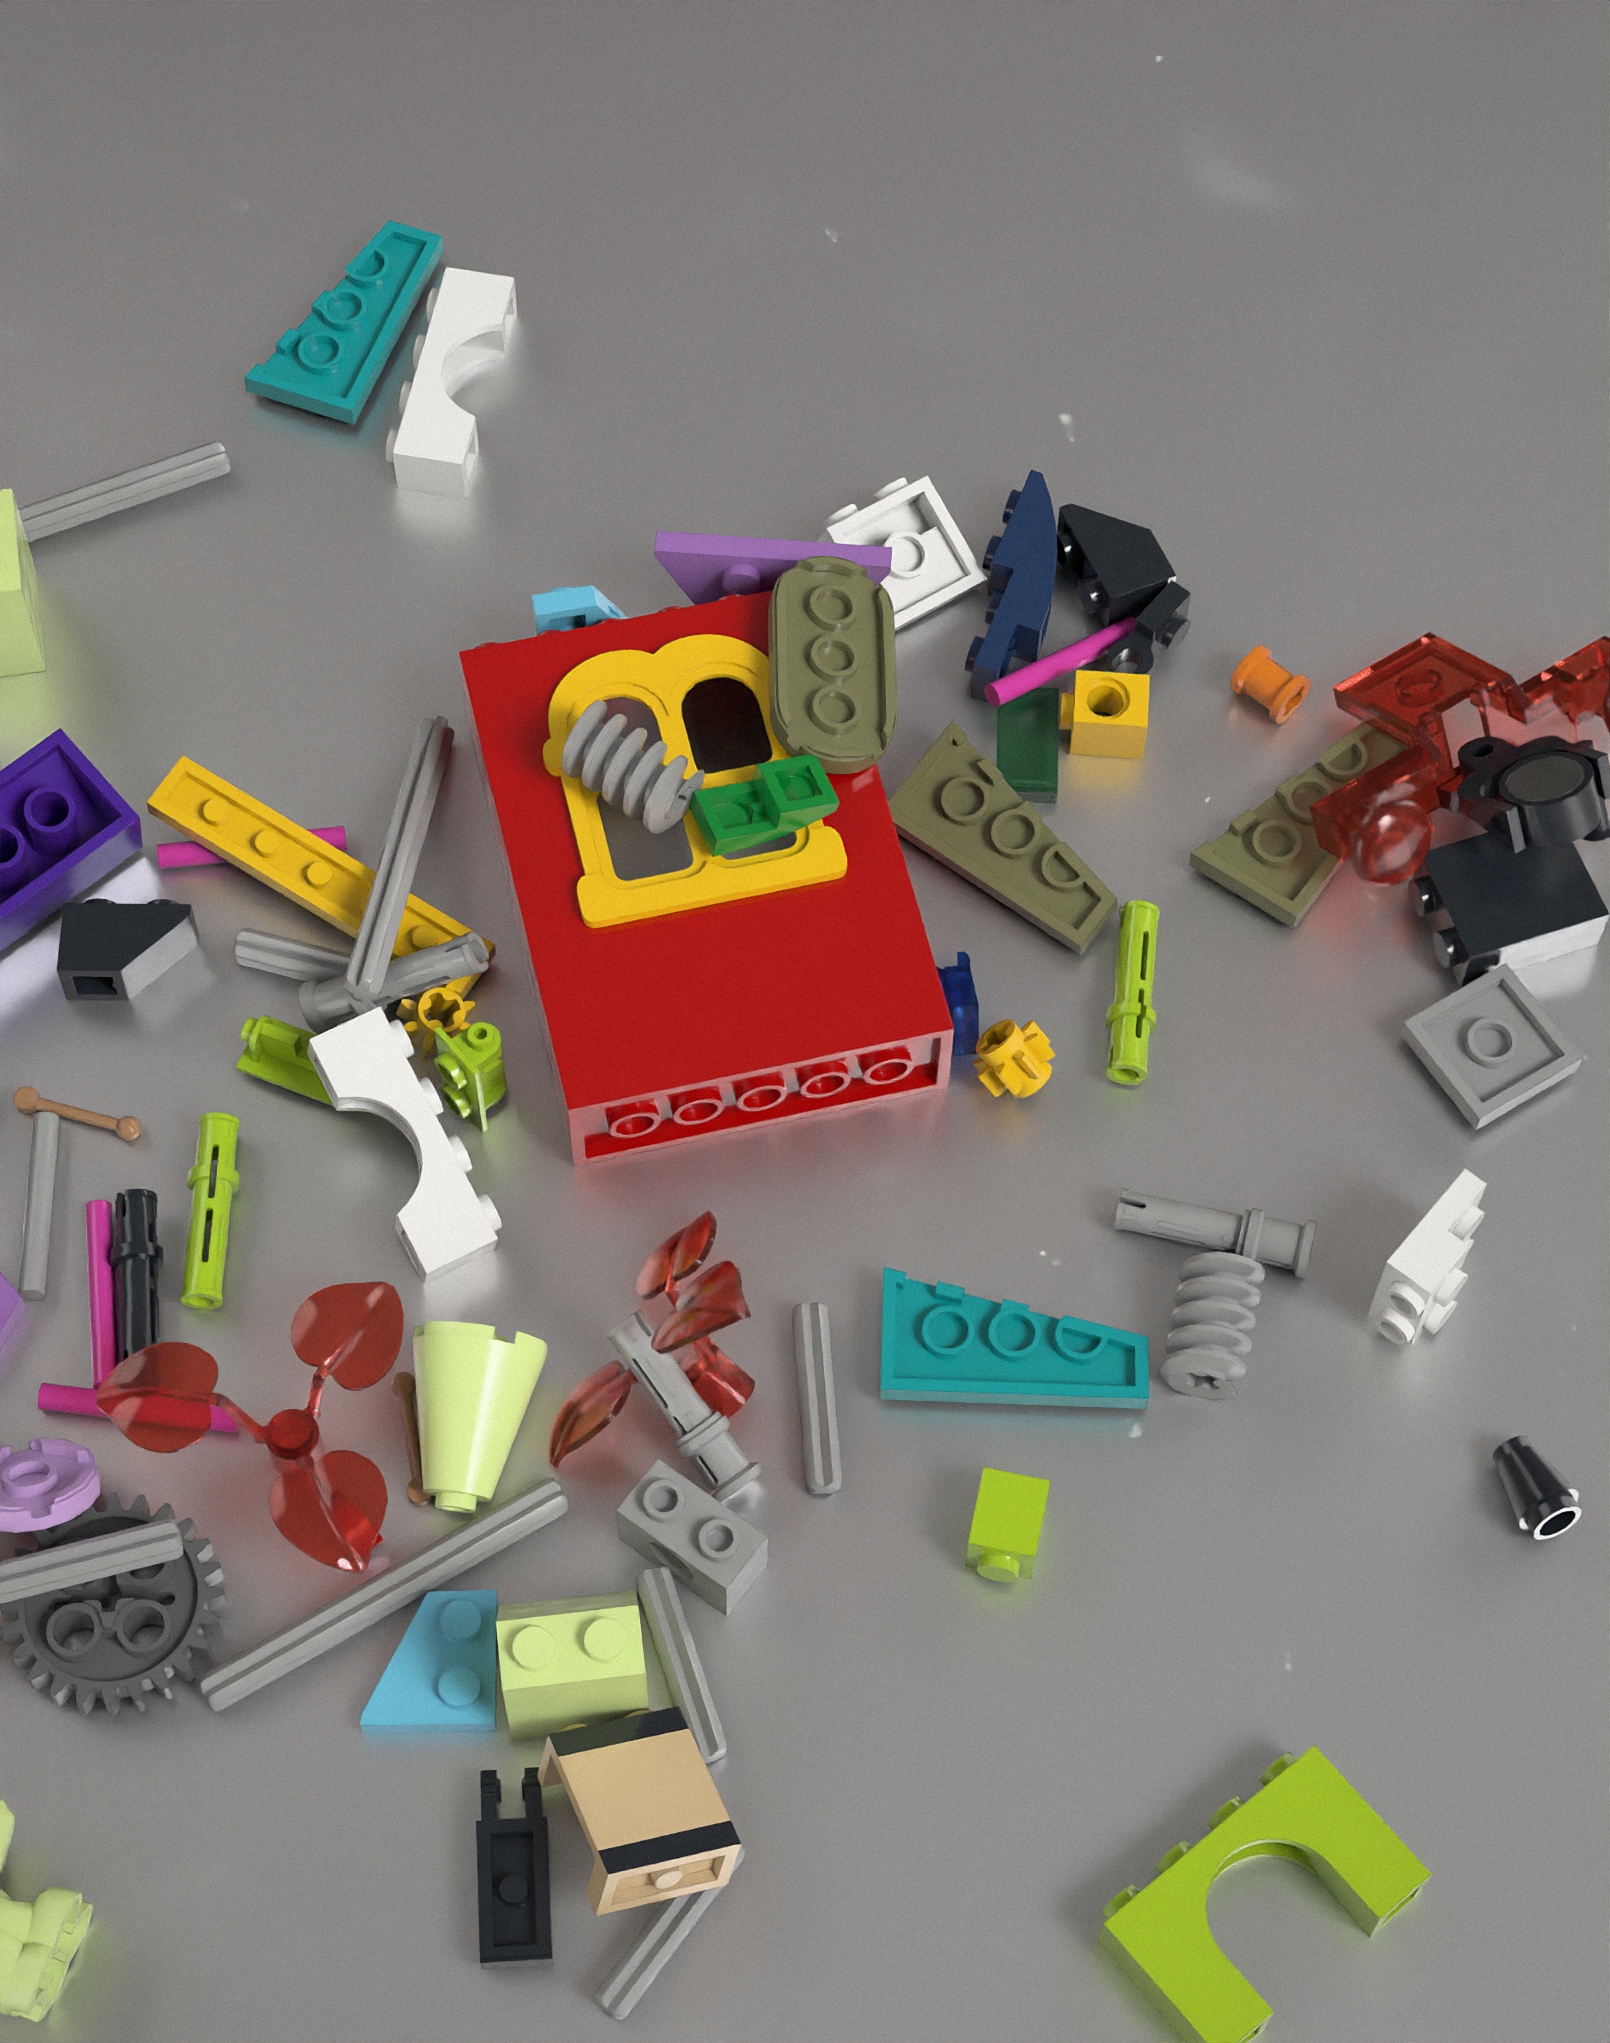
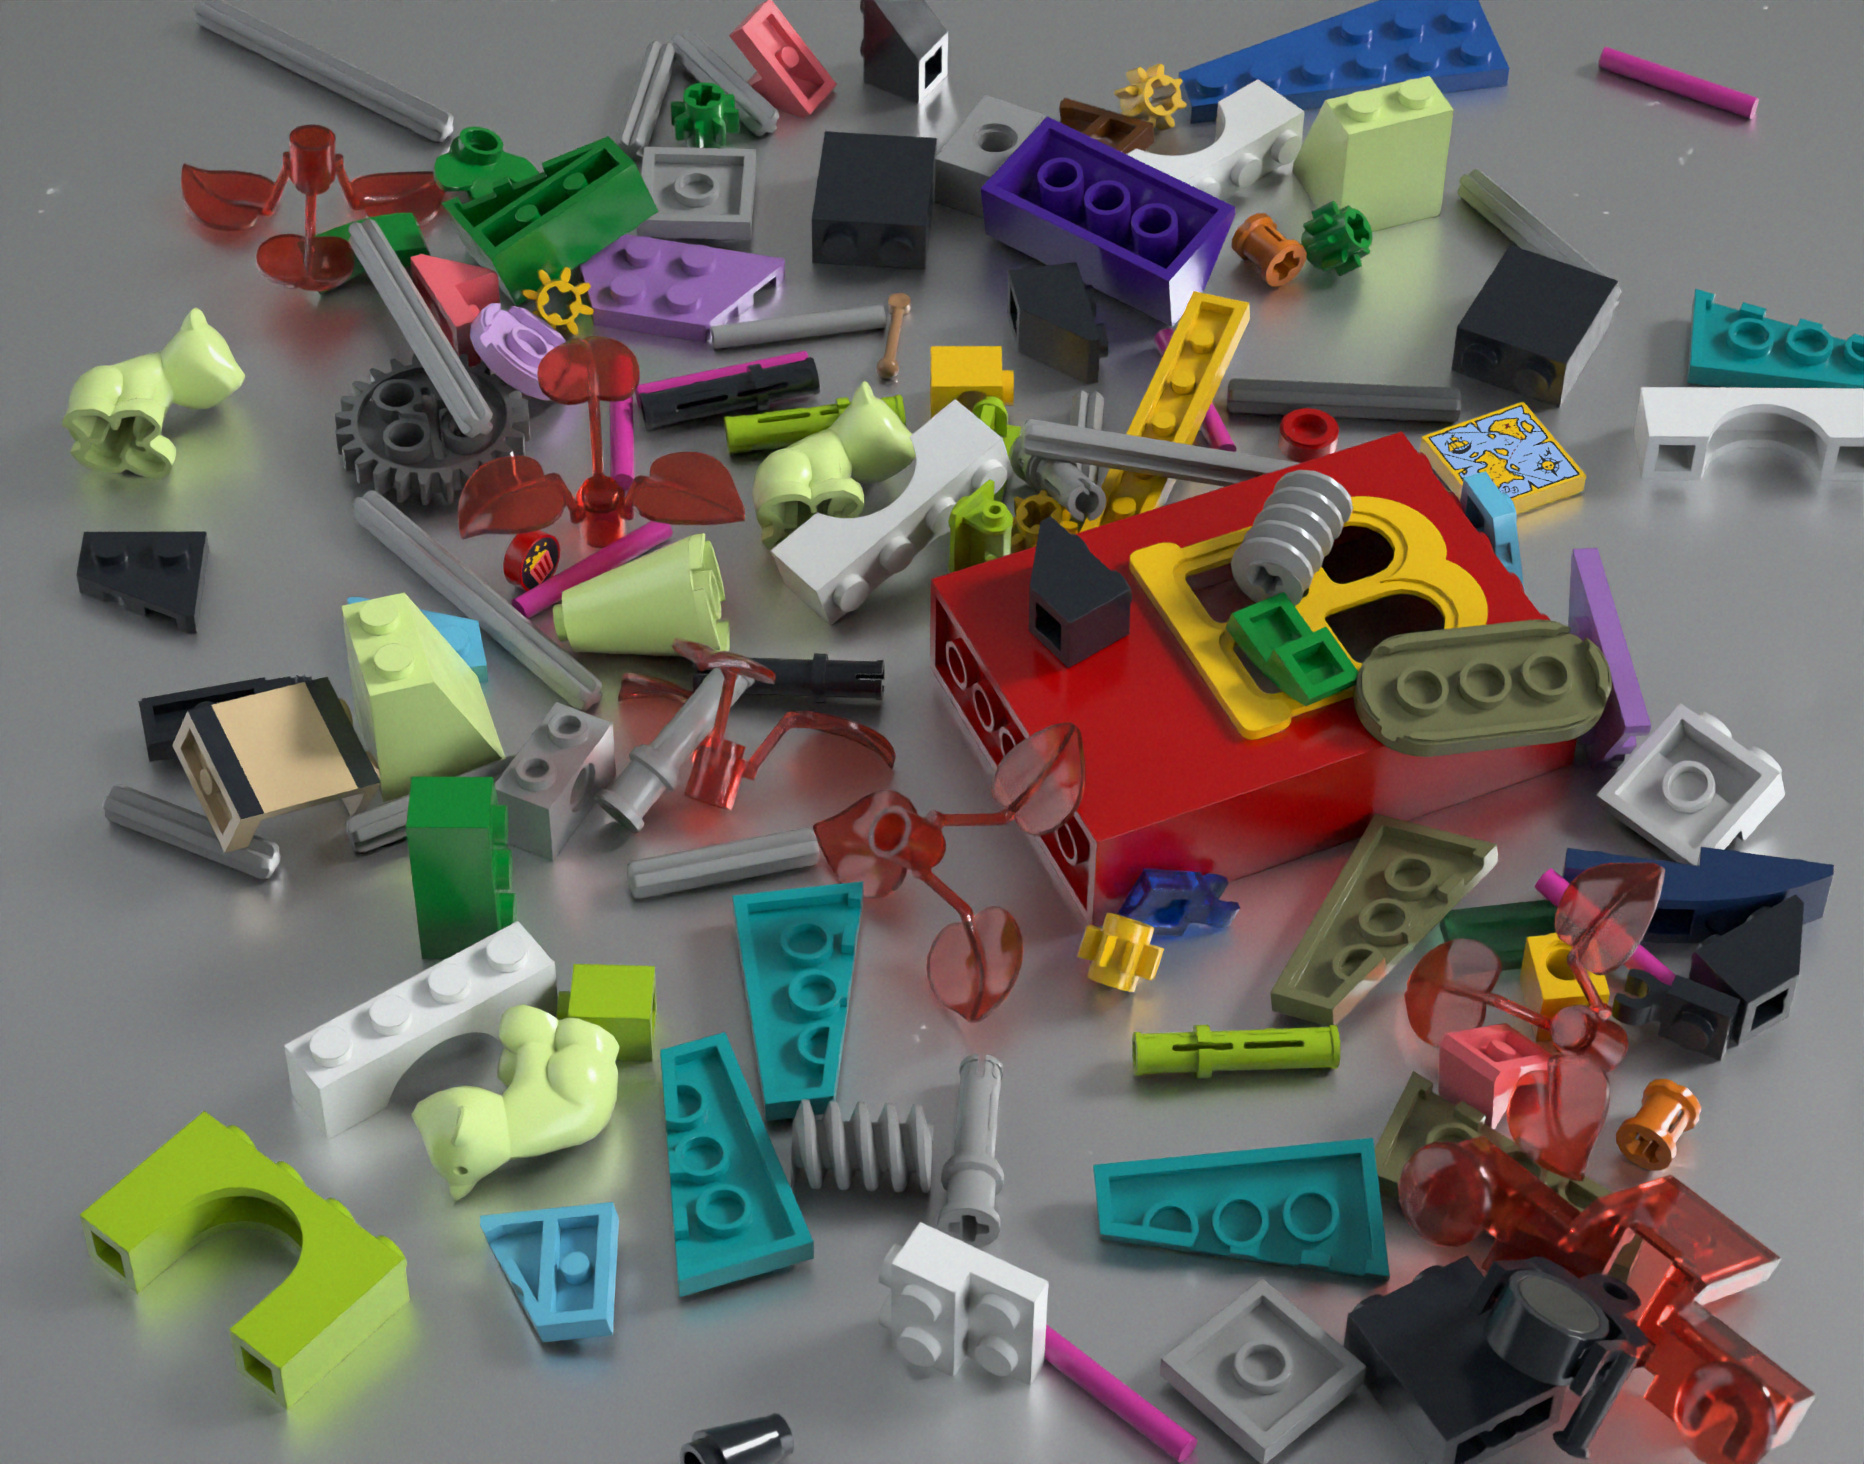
camera: 80 degrees right, 15 degrees down
(76, 721) = (1269, 250): none -> orange bush
(77, 663) = (1337, 238): none -> green gear
(201, 1051) = (968, 376): none -> yellow brick
(253, 525) = (1534, 325): none -> black brick
(253, 1946) = (147, 572): none -> black wing
(304, 712) = (1345, 400): none -> dark grey axle
(315, 1226) = (825, 468): none -> yellowish green animal
(340, 760) = (1307, 434): none -> red tile
(347, 1437) = (600, 562): none -> dark pink bar
(425, 603) = (1513, 452): none -> tile
(587, 1270) = (816, 678): none -> black pin
(649, 980) = (1074, 597): none -> black slope
(826, 1629) = (458, 862): none -> green wedge
(1000, 1193) = (882, 836): none -> clear red plant
(1028, 1739) = (355, 1060): none -> white arch
(1127, 1588) = (556, 1097): none -> yellowish green animal
(1156, 630) = (1559, 1109): none -> clear red plant
(1201, 787) = (1485, 1066): none -> coral slope
(1218, 1451) = (725, 1178): none -> teal wing
(1306, 1614) = (560, 1266): none -> medium azure wing
(1320, 997) = (1263, 1205): none -> teal wing
(1501, 1162) = (1118, 1397): none -> dark pink bar

